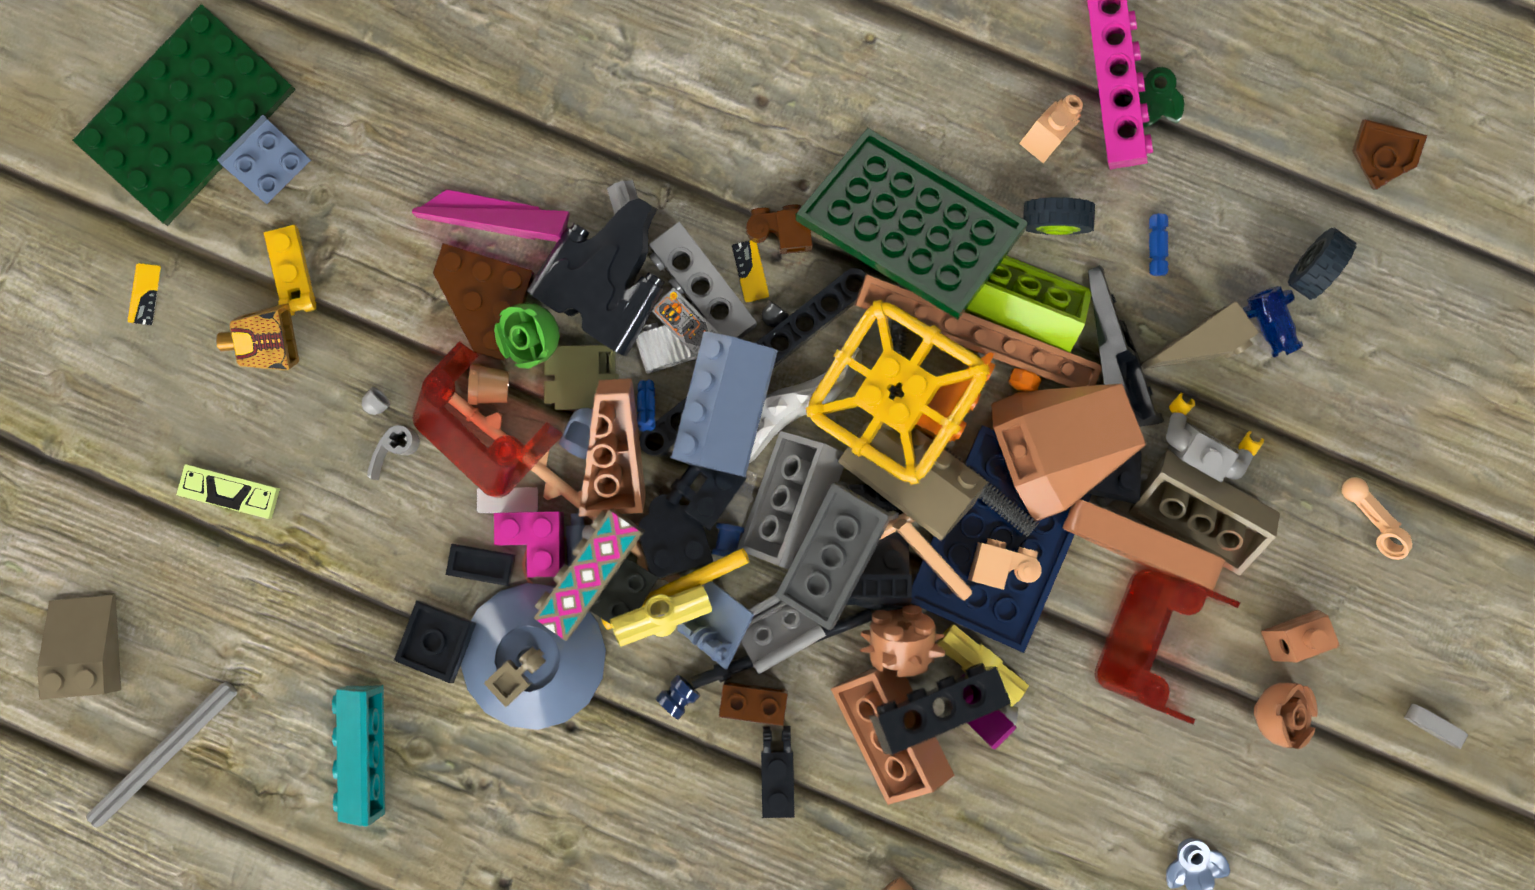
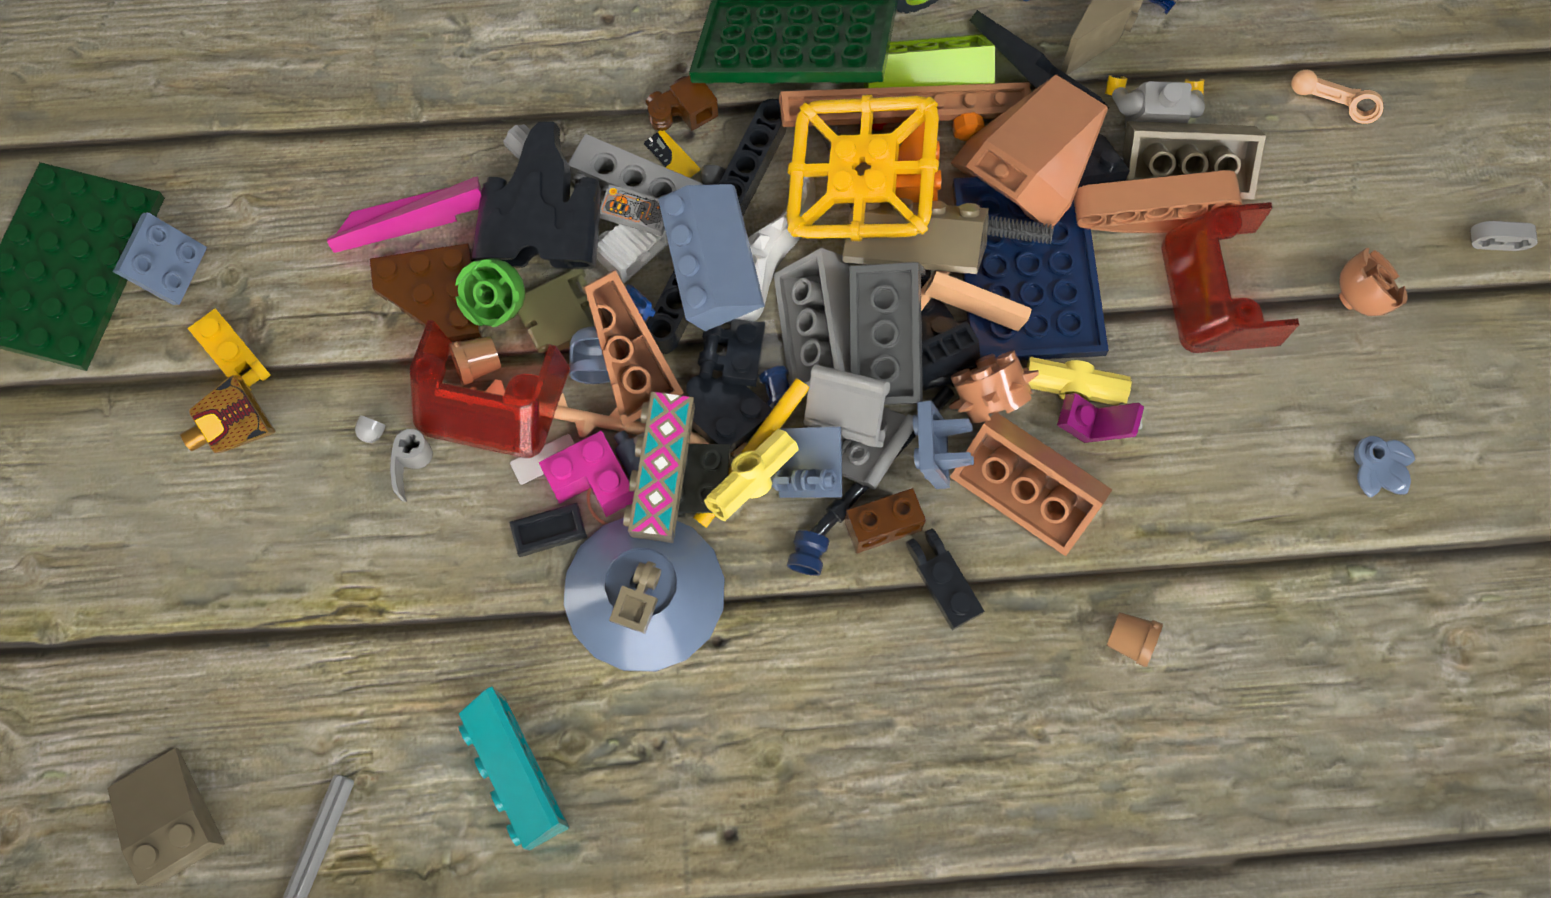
camera: 30 degrees left, 15 degrees down
(144, 294) = (88, 443): yellow sticker -> none
(228, 491) = (255, 584): yellowish green tile -> none
(435, 641) = (538, 623): black tile -> none
(770, 596) = (847, 402): none -> light grey piece
(830, 653) = (933, 454): none -> sand blue plate
(988, 696) = (1036, 461): black brick -> none
(994, 563) = (1035, 278): light nougat brick -> none
(1304, 635) = (1347, 209): nougat torso -> none

